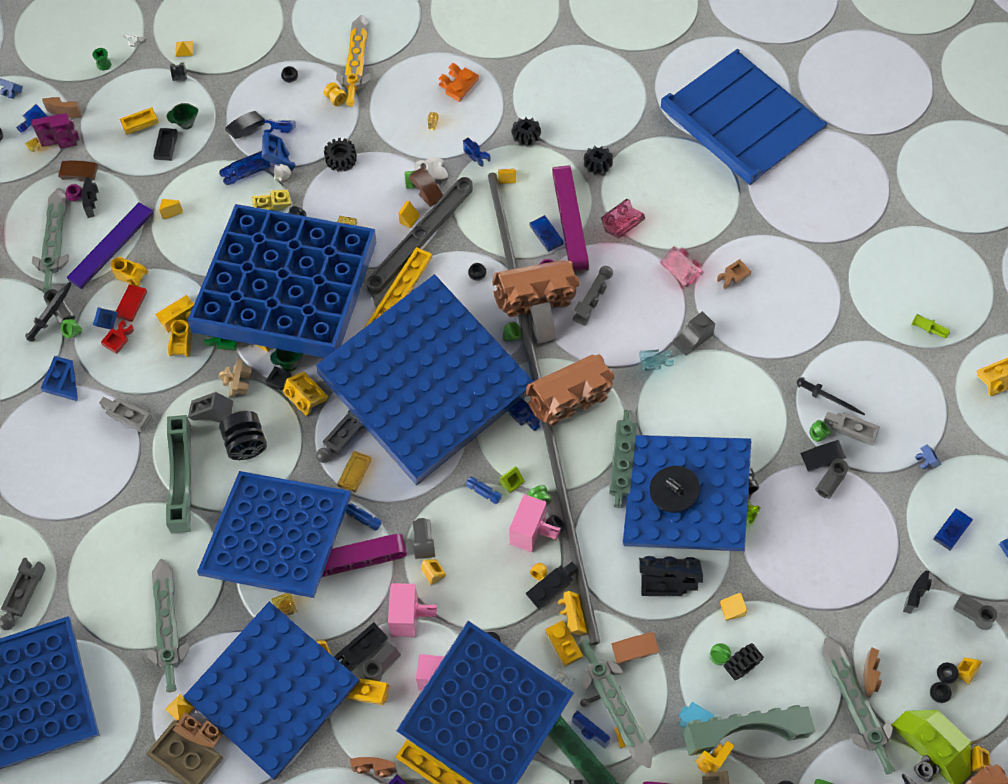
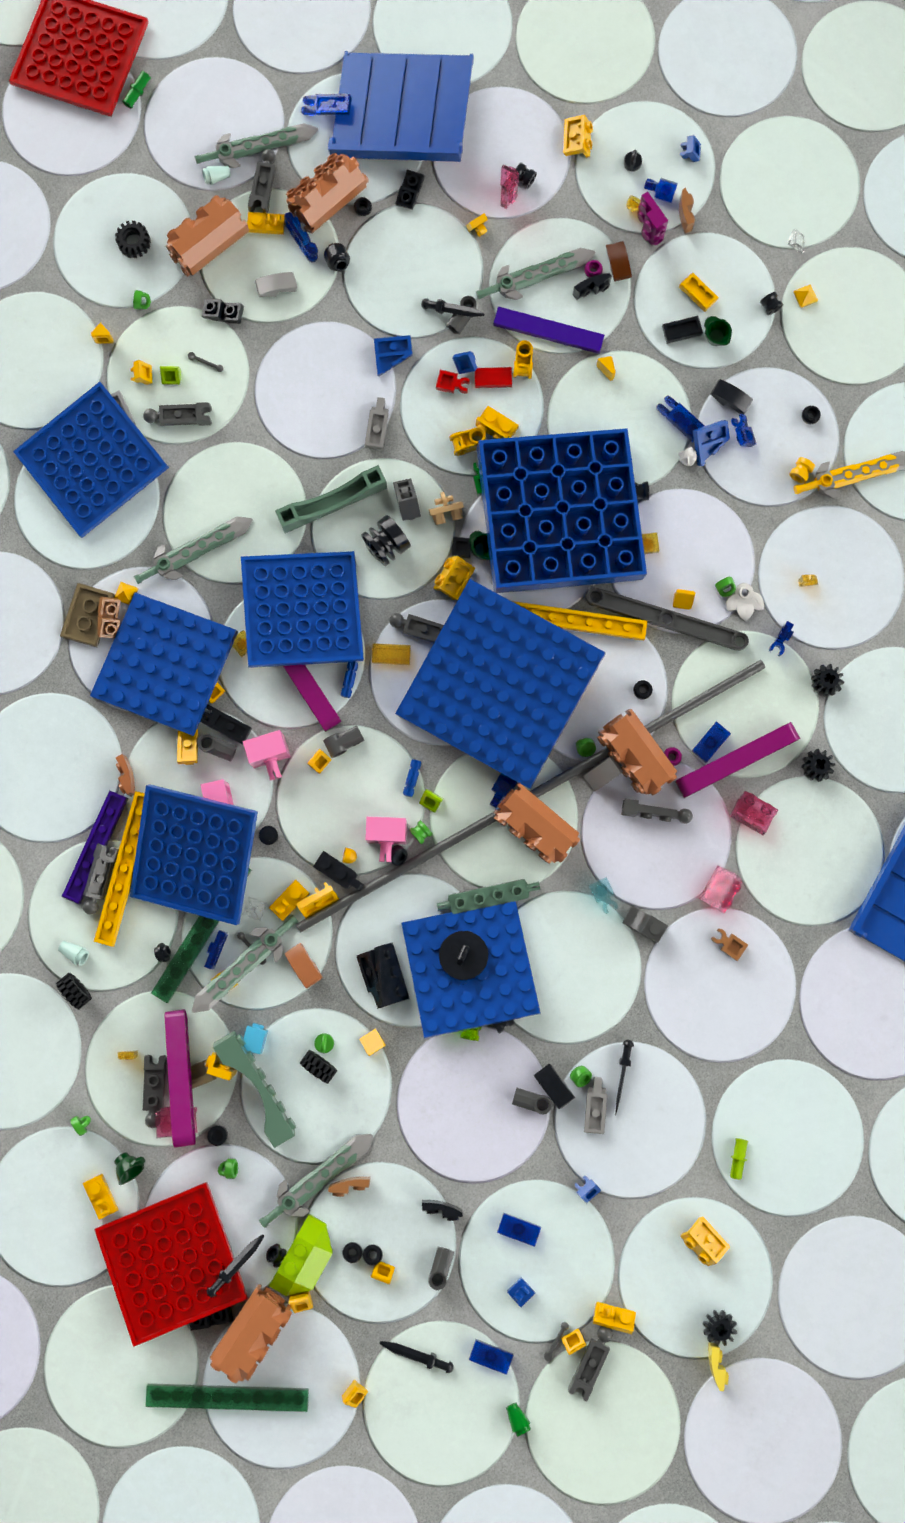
camera: 70 degrees right, 20 degrees up
(70, 328) = (445, 336): bright green tile -> none
(102, 60) = (761, 216): green bush -> none
(275, 201) = (651, 460): light yellow slope -> none
(340, 146) = (734, 494): black tyre -> none
(428, 188) = (720, 605): reddish brown slope -> none
(463, 82) = (866, 593): orange plate -> none
(507, 176) = (768, 678): yellow slope -> none

